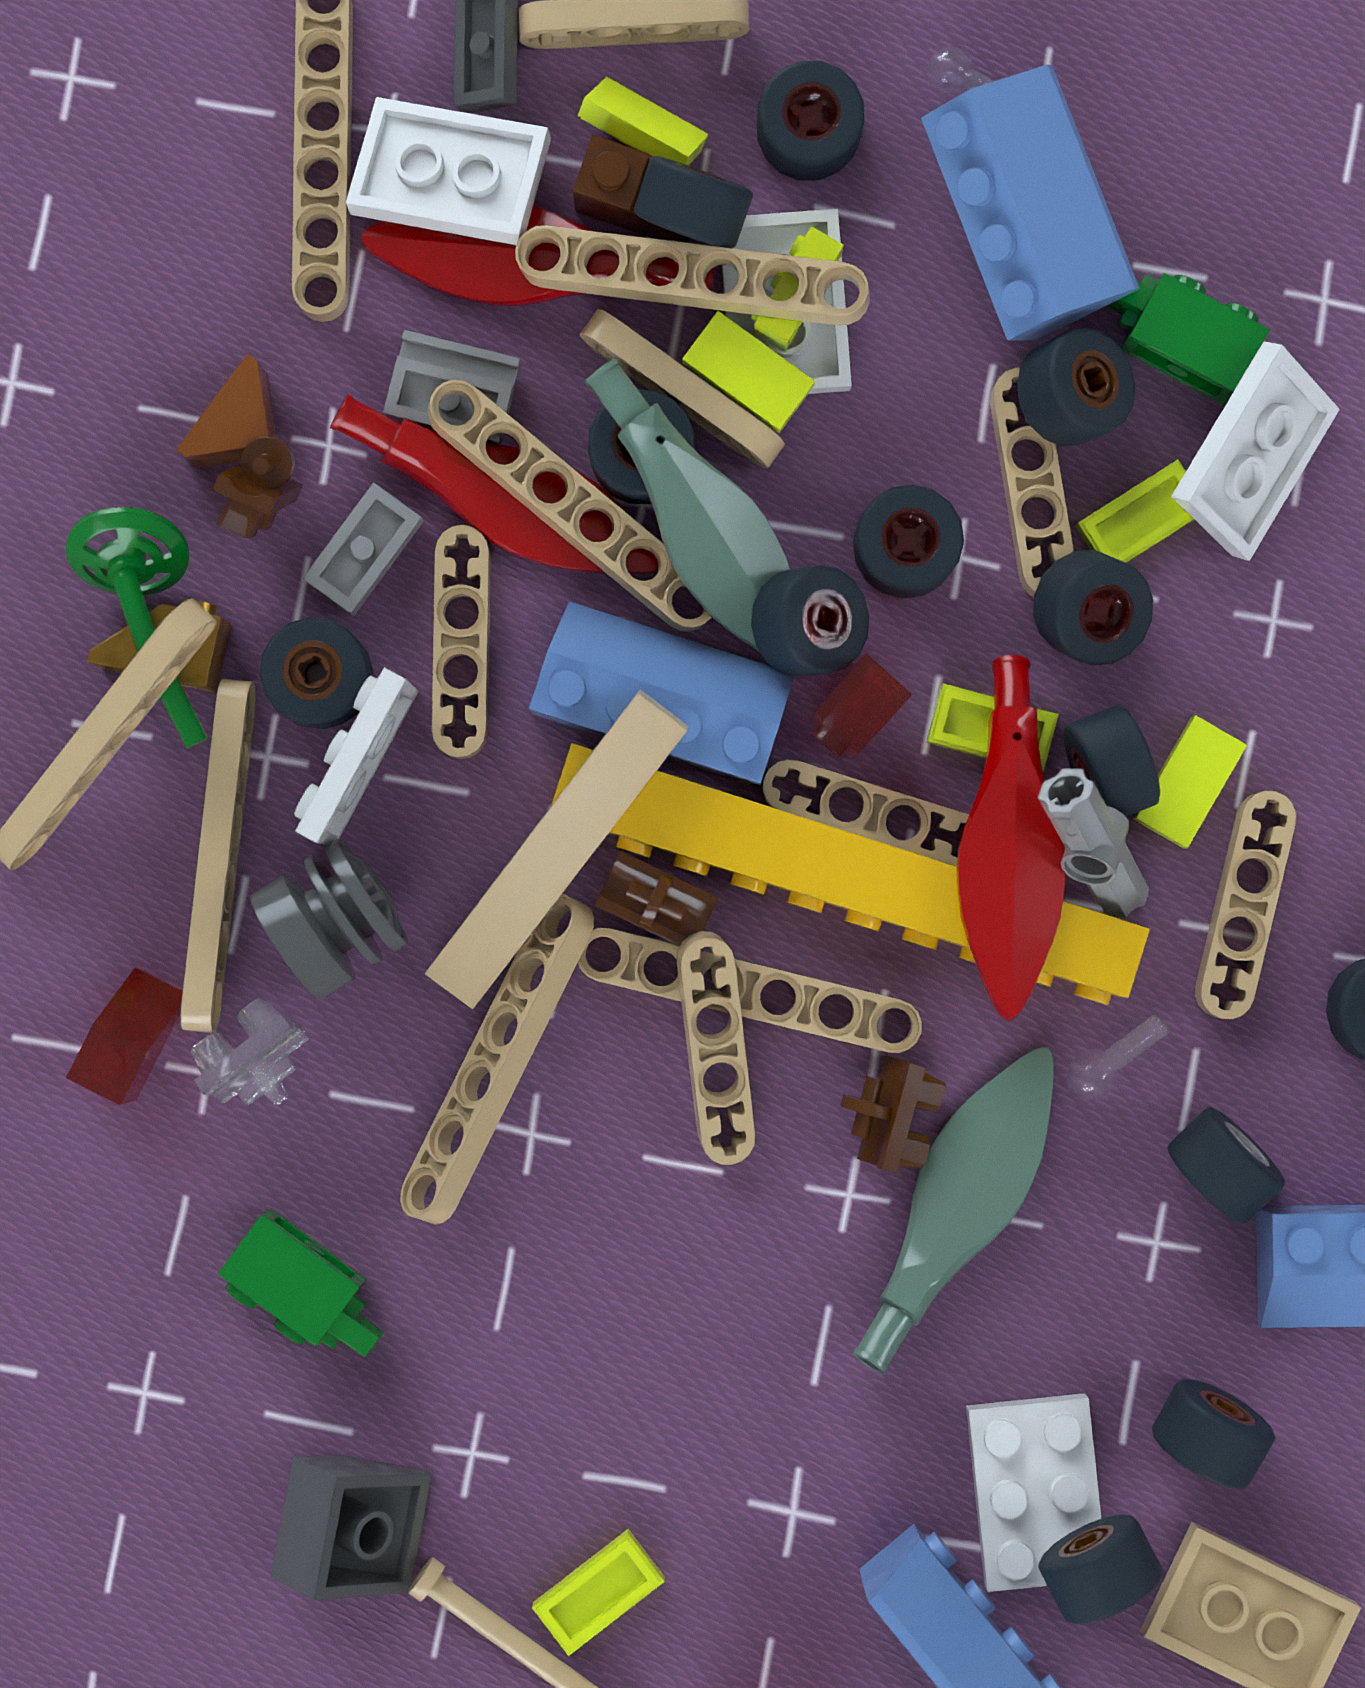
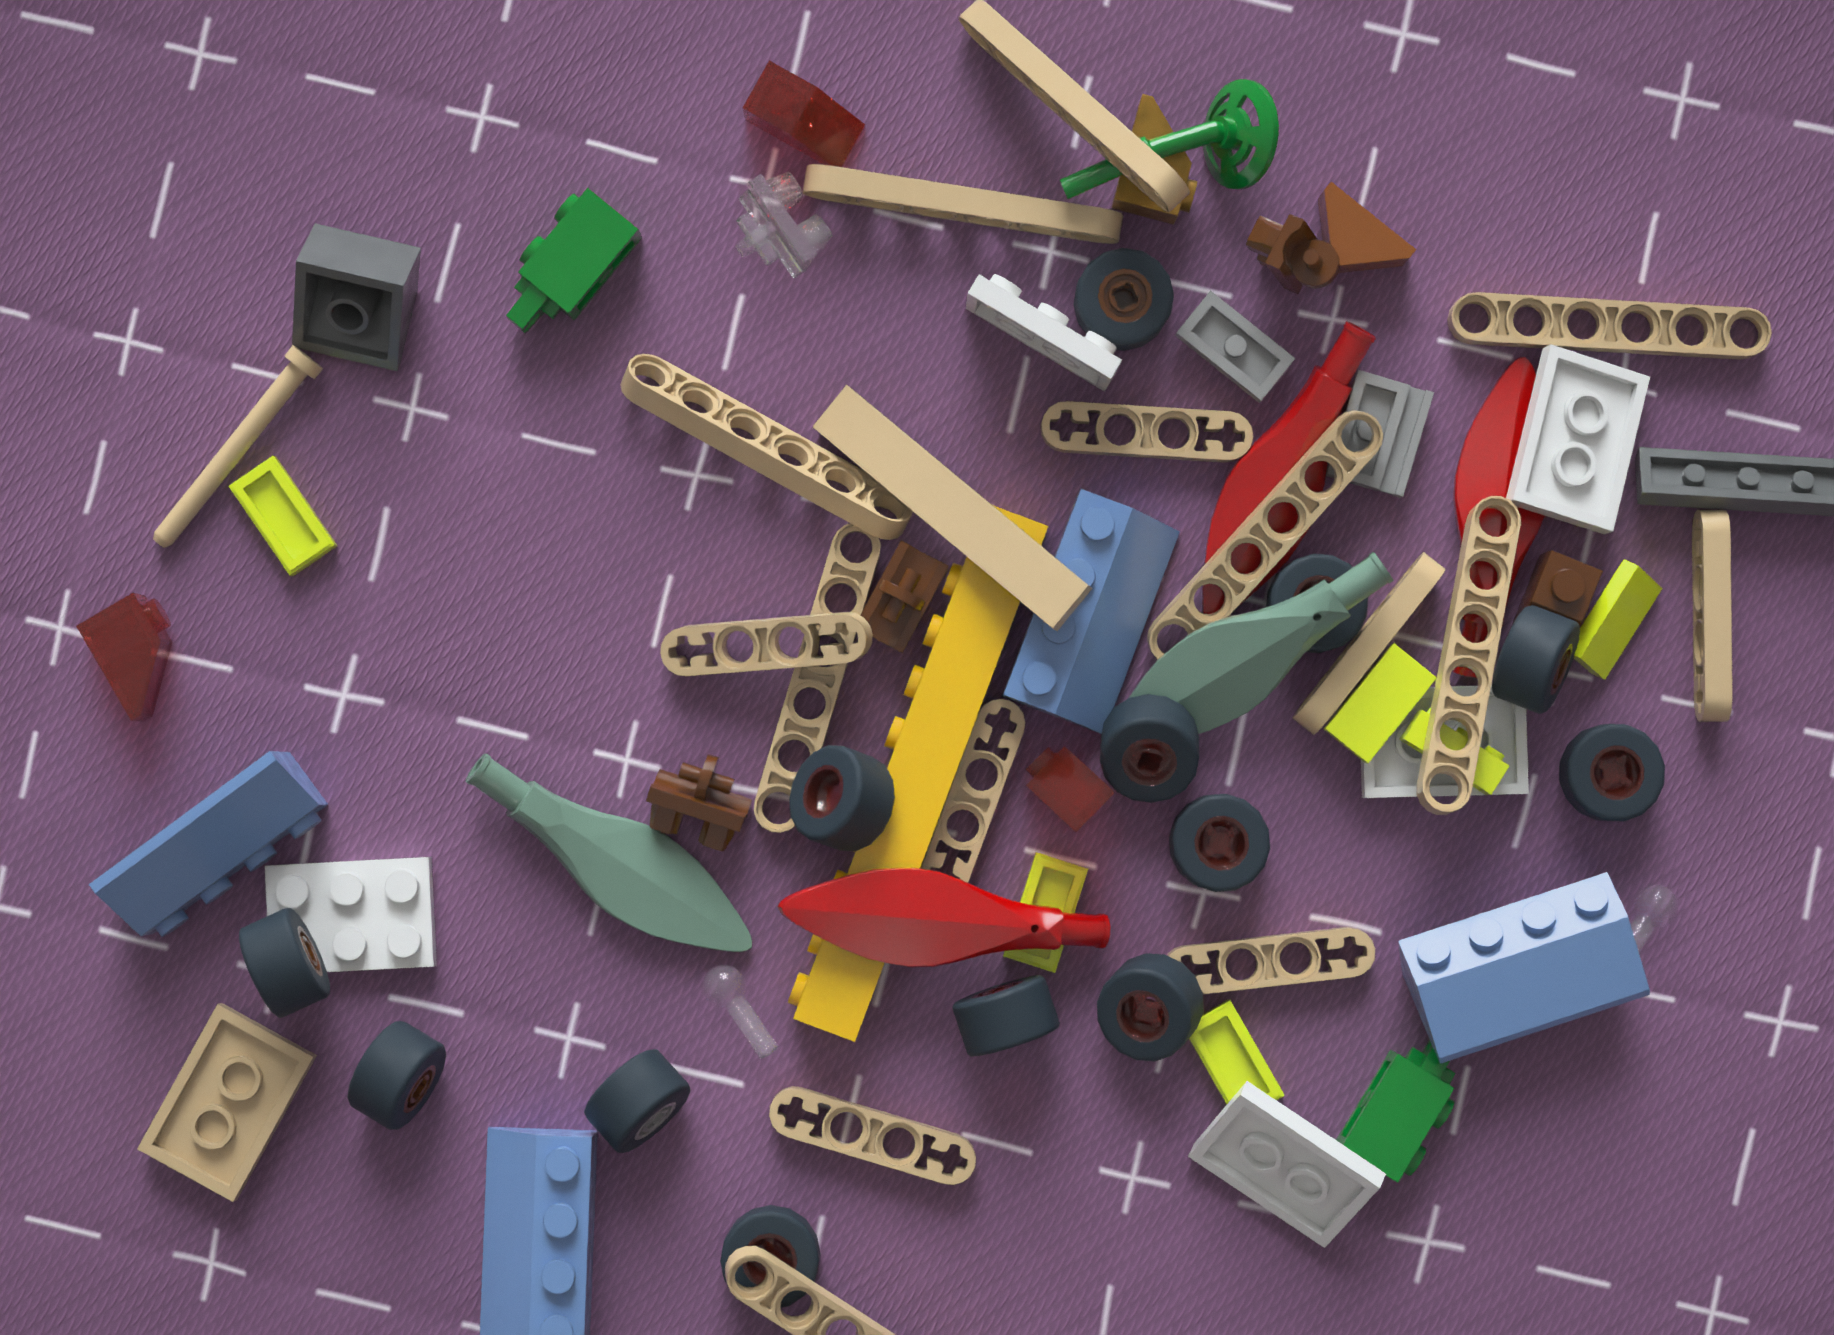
camera: 90 degrees right, 0 degrees up
(329, 919) = (899, 301): dark grey wheel -> none
(883, 956) = (841, 798): none -> black wheel
(1076, 387) = (1352, 1002): black wheel -> none
(1094, 842) = (934, 993): light grey piece -> none
(1191, 781) = (988, 1091): neon yellow tile -> none

